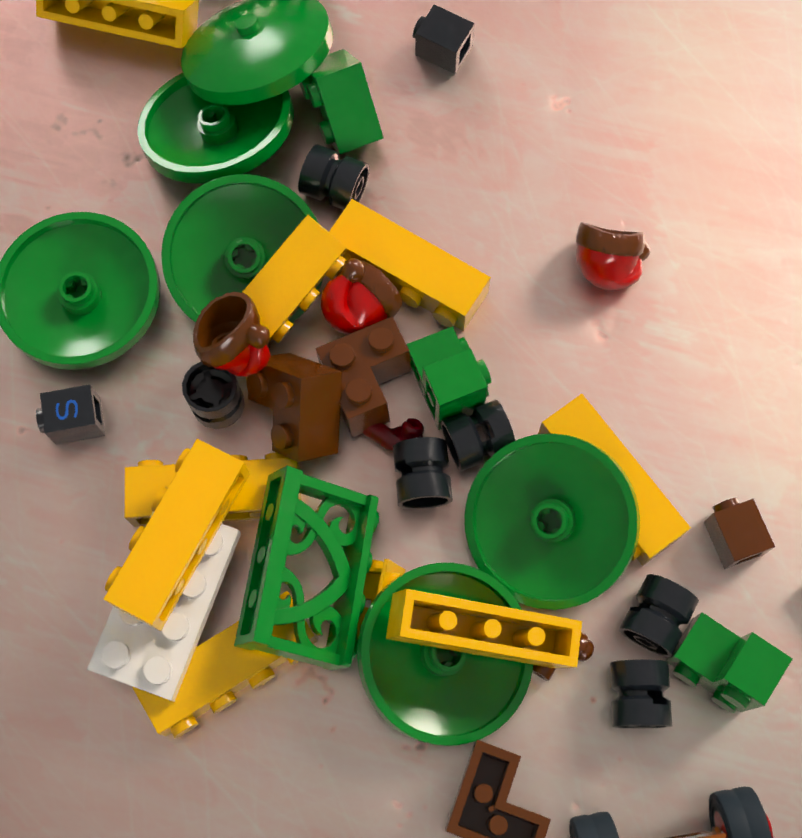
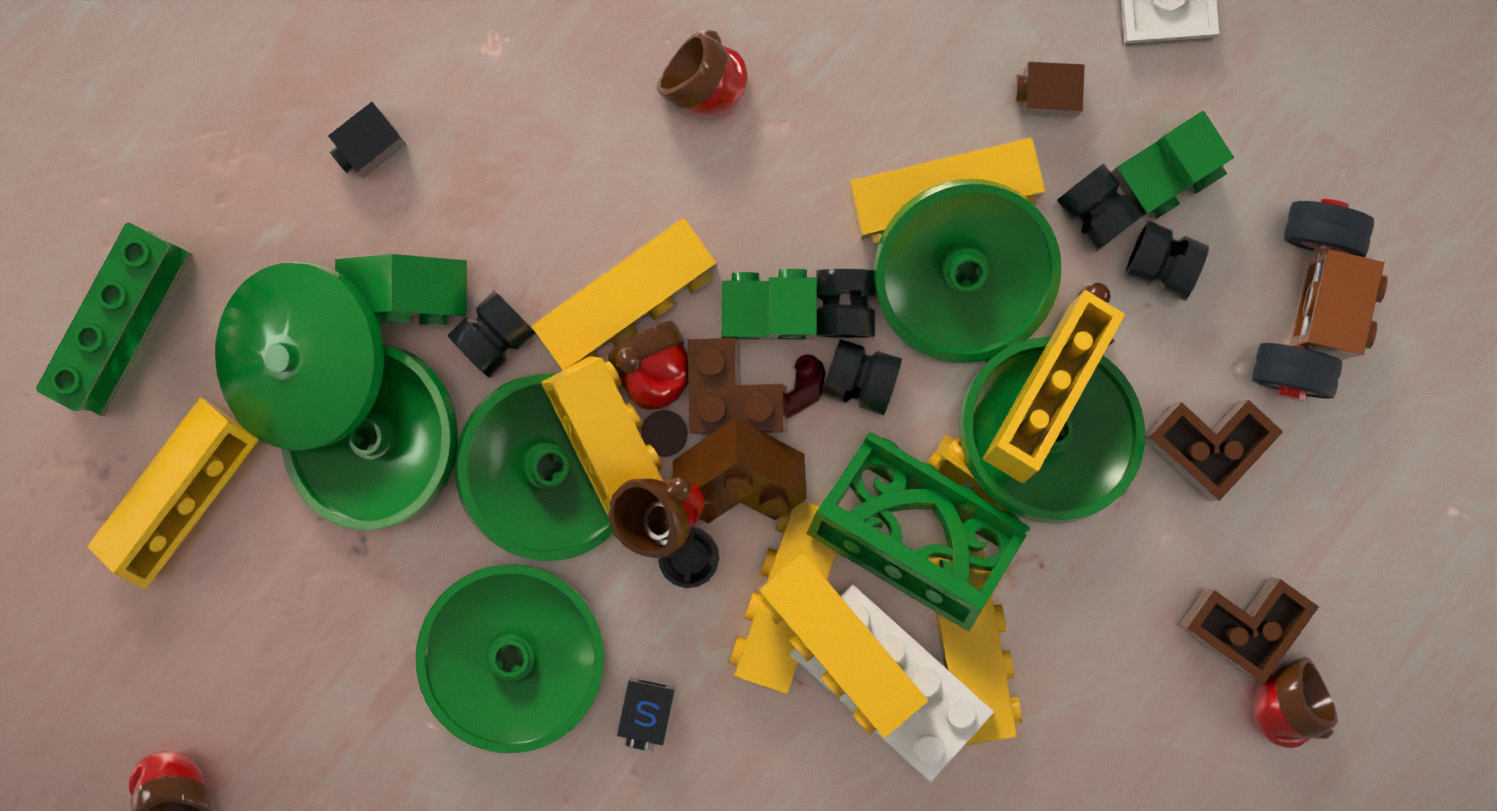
camera: 70 degrees left, 15 degrees up
(307, 337) = (665, 432): none -> reddish brown tile

